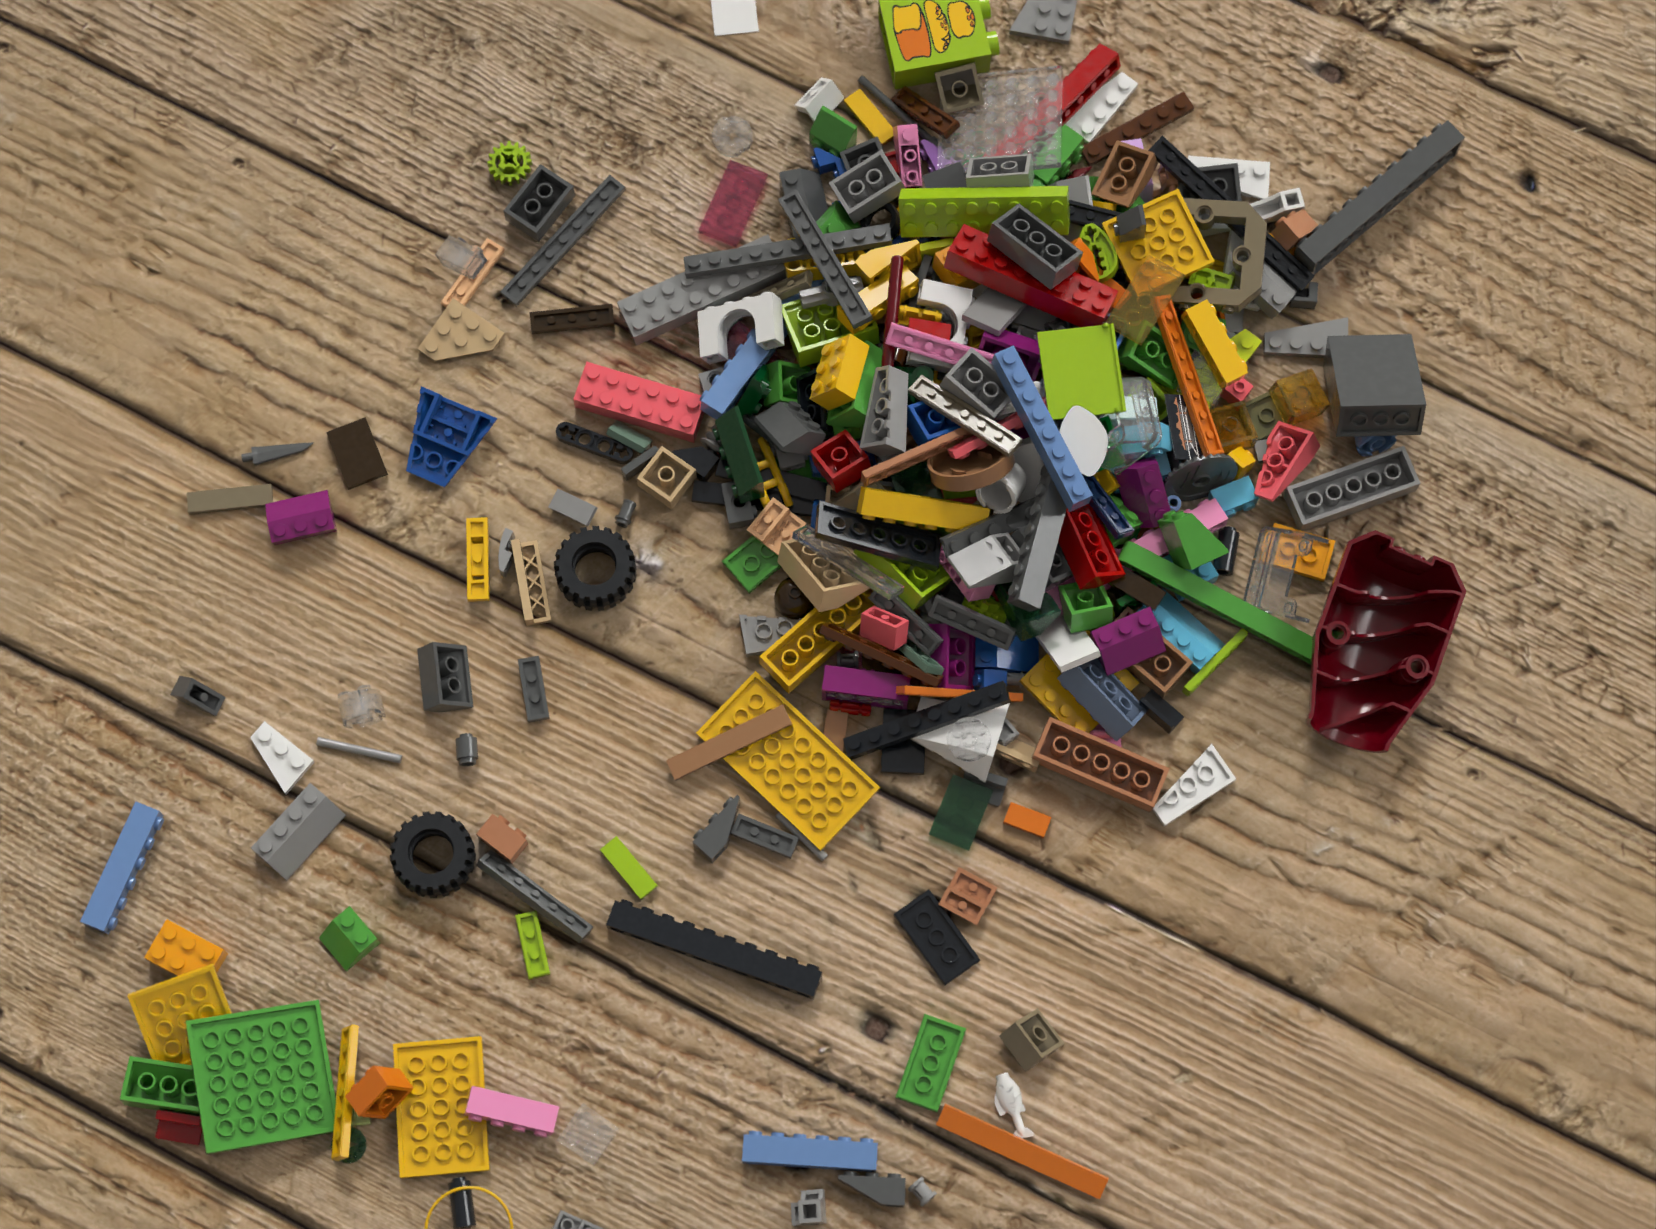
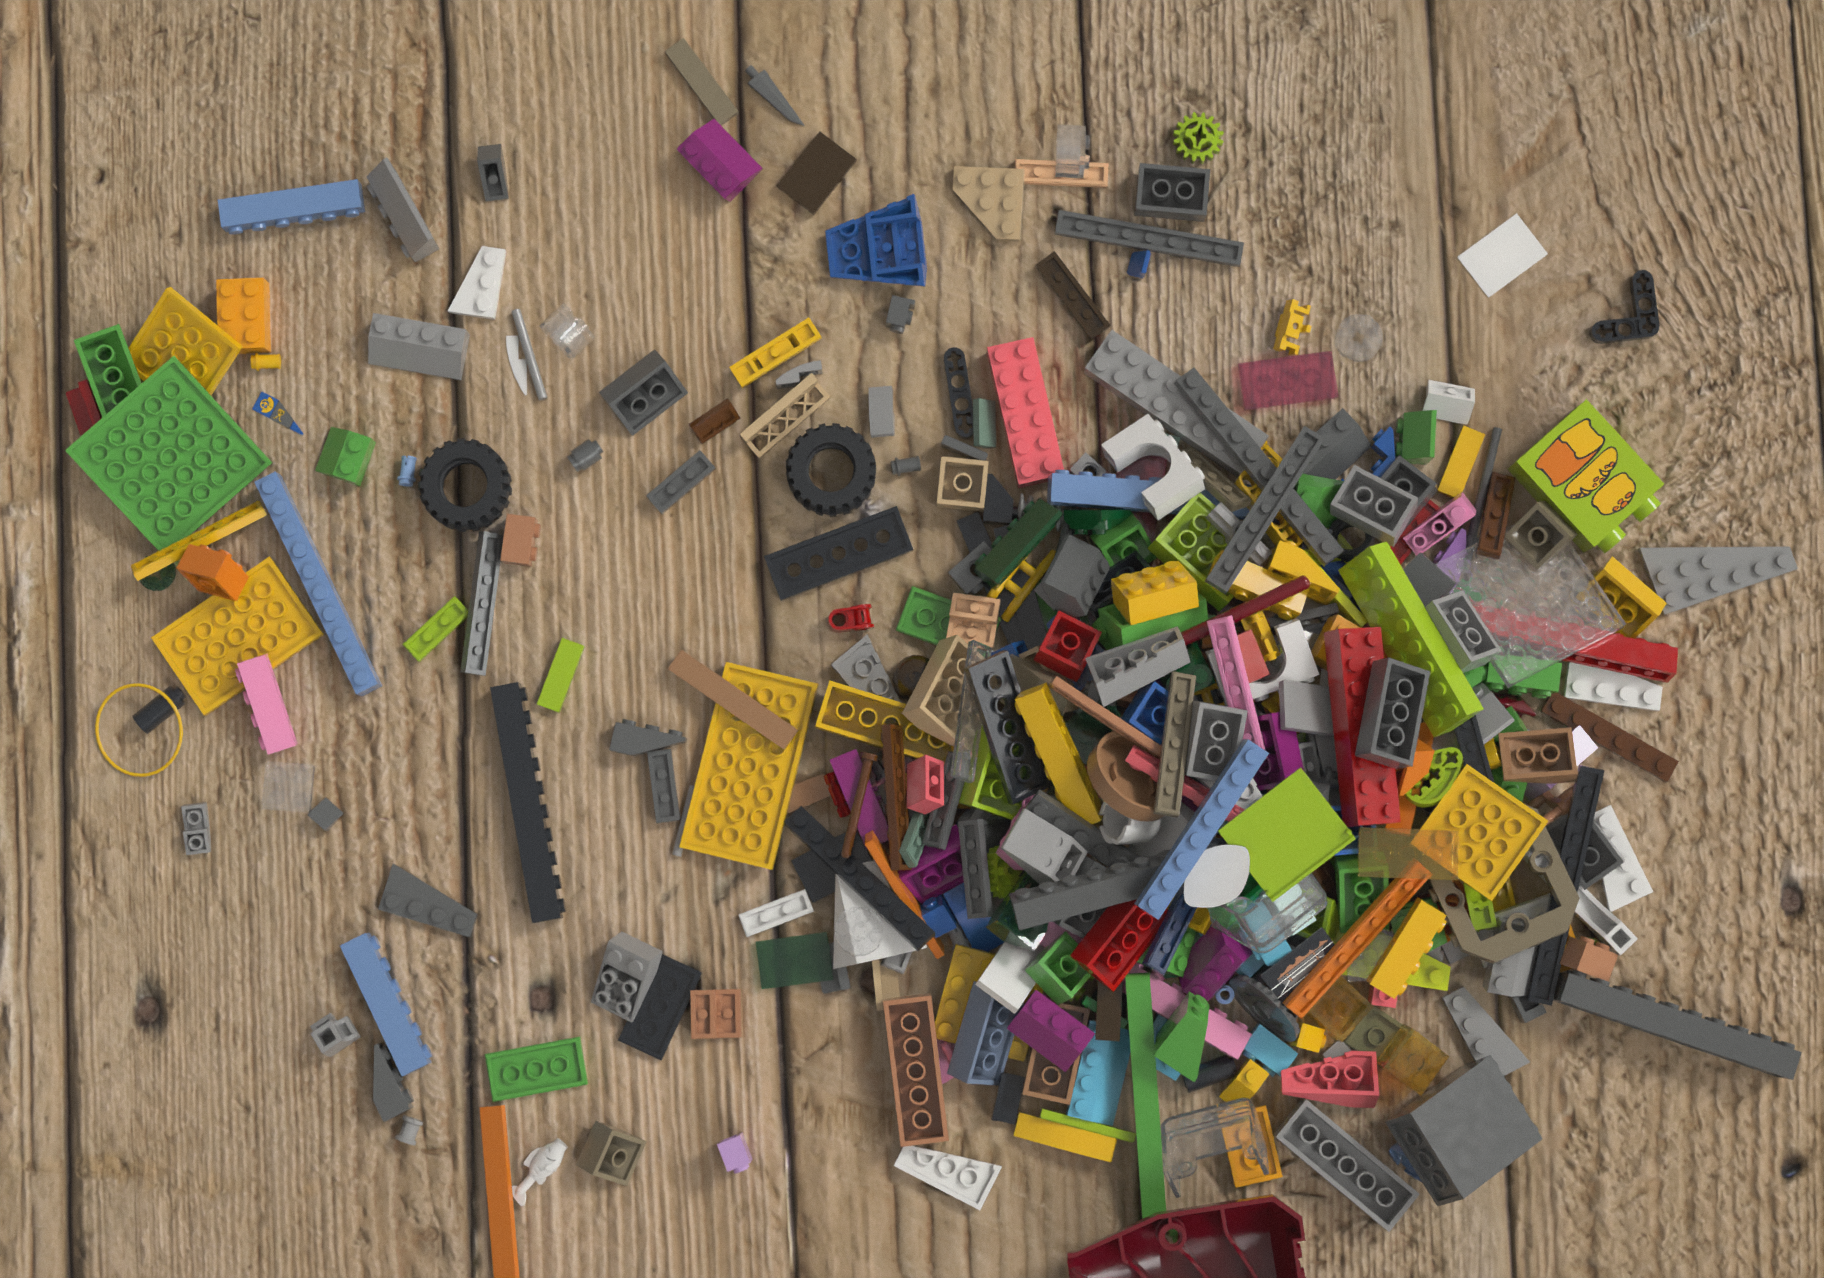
camera: 60 degrees right, 10 degrees up
(182, 781) = (401, 210): none -> light grey slope
(233, 959) = (270, 361): none -> yellow pin
(277, 976) = (275, 410): none -> sticker
(362, 764) = (518, 366): none -> white sticker
(396, 899) = (407, 471): none -> light blue pin
(439, 1016) = (318, 584): none -> medium blue brick
(501, 636) = (714, 421): none -> reddish brown plate
(505, 452) = (899, 314): none -> dark grey brick
(578, 258) = (1138, 263): none -> blue slope
(628, 1117) = (325, 814): none -> dark grey slope
(673, 611) = (843, 537): none -> black plate
(693, 181) = (1291, 314): none -> yellow piece
(721, 617) = (853, 618): none -> red piece
(744, 1080) = (418, 901): none -> dark grey wing
(873, 690) = (868, 759): none -> reddish brown bar
(898, 948) = (625, 975): none -> light grey slope
(915, 806) = (776, 913): none -> white tile
(1027, 820) = (824, 1028): orange tile -> none
(1042, 53) = (1630, 597): none -> yellow slope
(1087, 939) = (735, 1153): none -> lavender brick
(1130, 224) = (1476, 795): dark grey slope -> none
(1215, 683) = (1065, 1137): none -> yellow slope
(1248, 525) = (1245, 1082): none -> yellow slope

